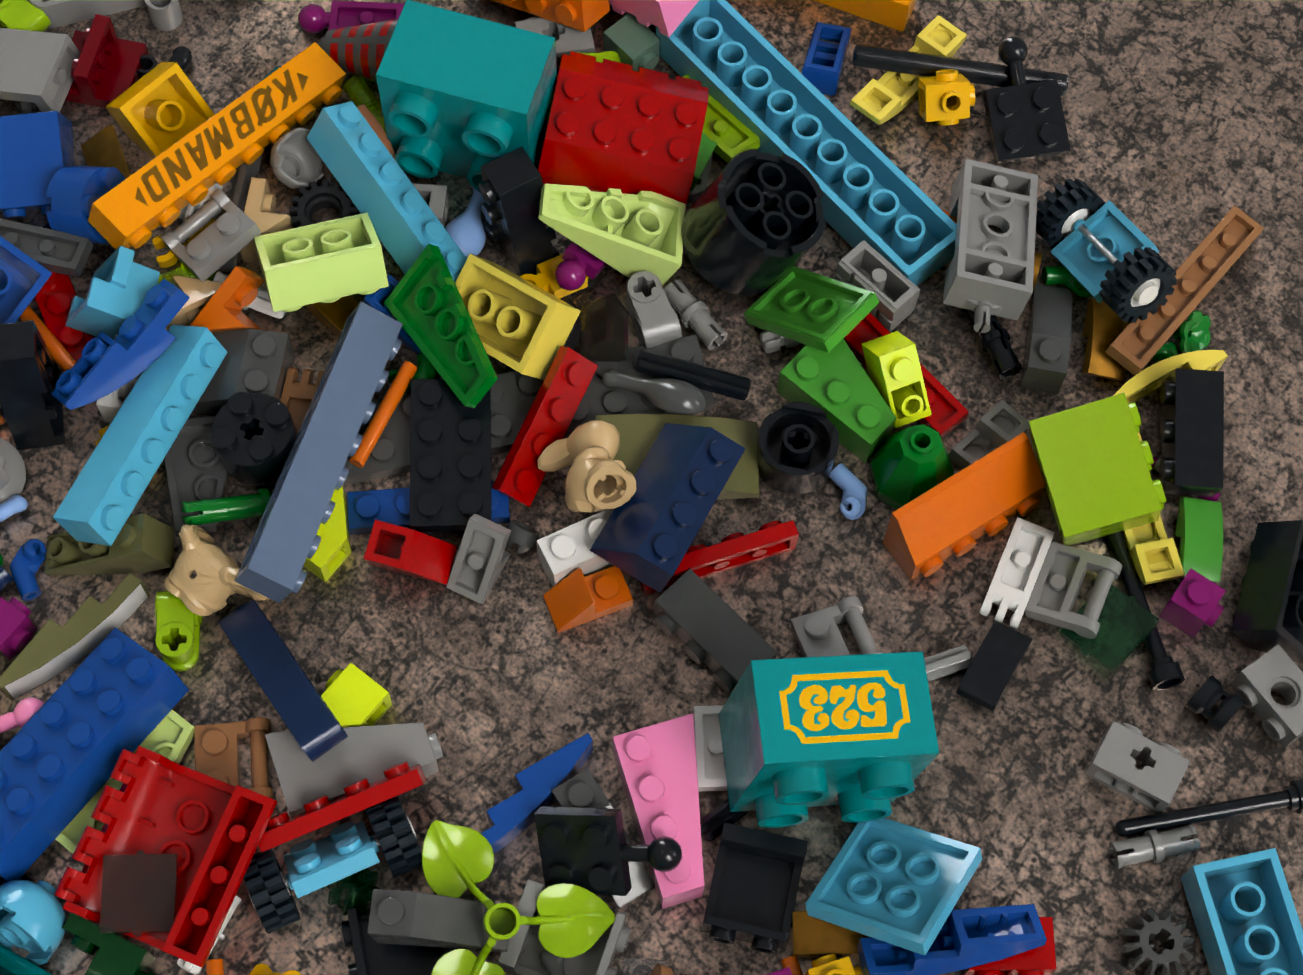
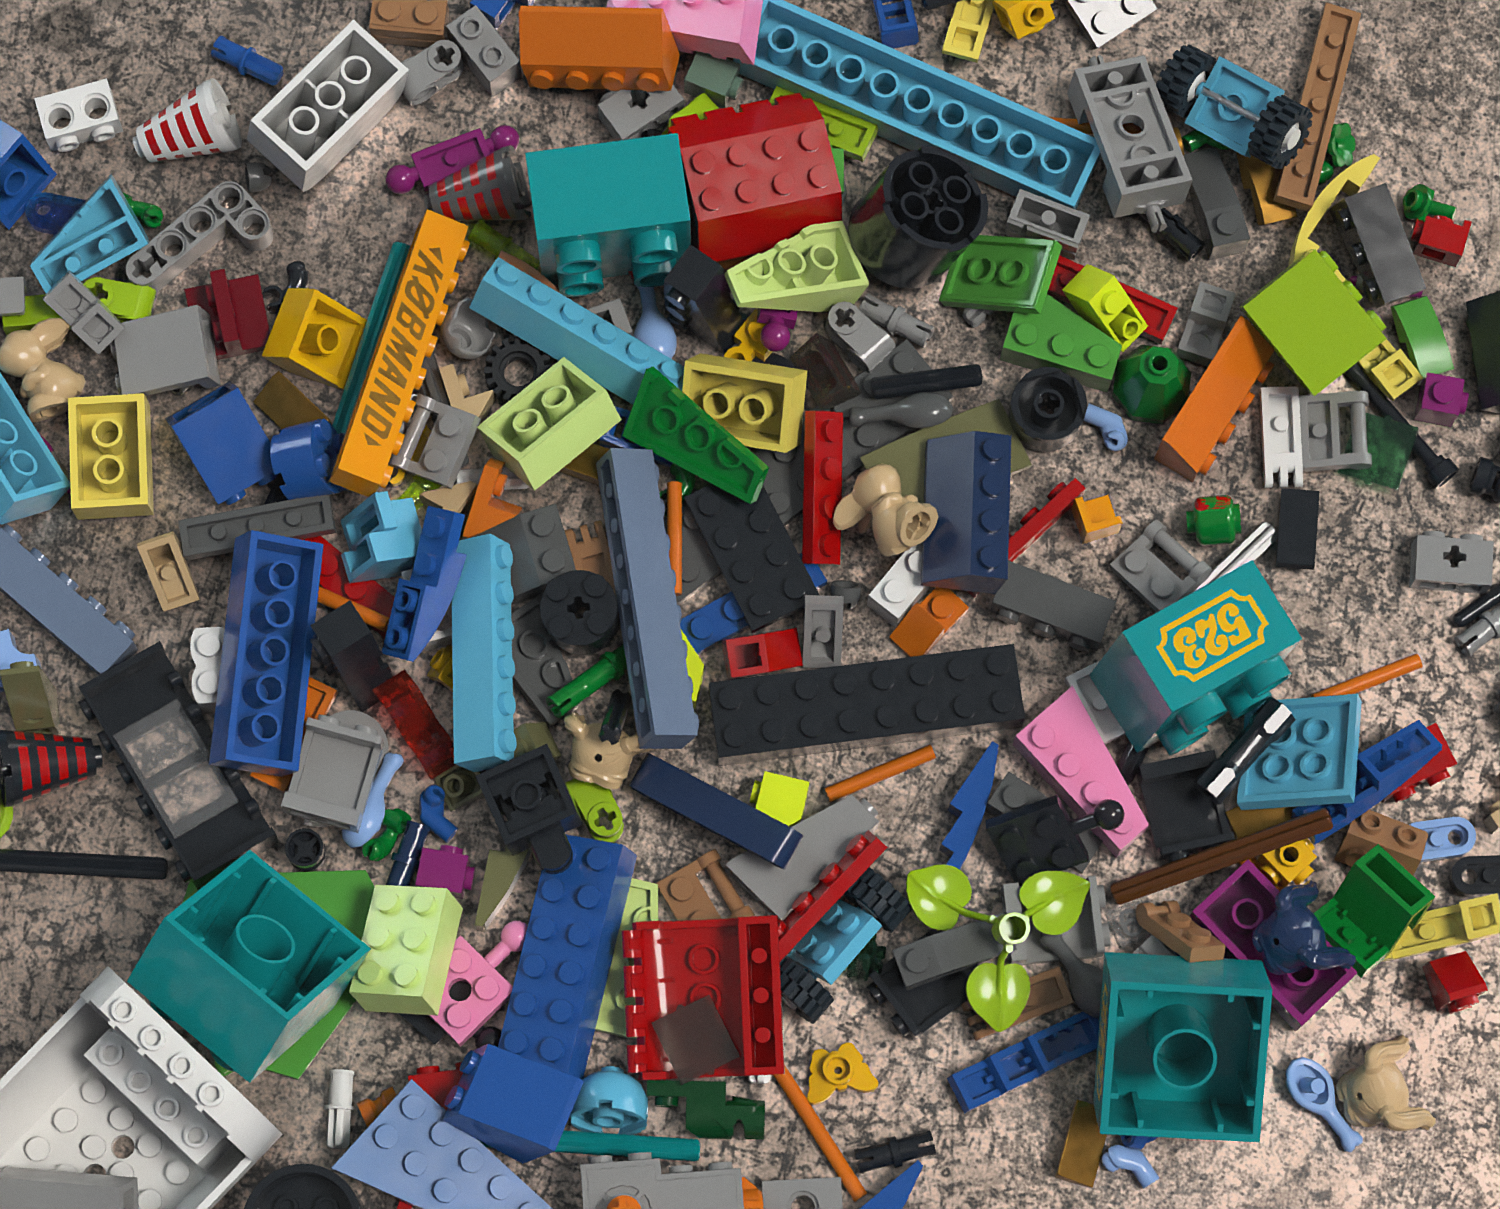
camera: 25 degrees left, 10 degrees up
(55, 470) = (416, 723): none -> clear red brick
(103, 590) = (534, 810): none -> black brick
(225, 546) = (615, 716): none -> black axle
(468, 719) = (880, 773): none -> orange bar
(484, 645) = (866, 705): none -> black brick
(766, 952) = (1221, 856): none -> reddish brown axle
(797, 571) = (1095, 518): none -> light orange panel
(865, 842) = (1226, 771): none -> black axle
(914, 621) = (1214, 520): none -> green head
(1014, 847) = (1373, 677): none -> orange bar
(1250, 417) = (1419, 203): none -> green plate
(1256, 456) = (1440, 239): none -> red brick

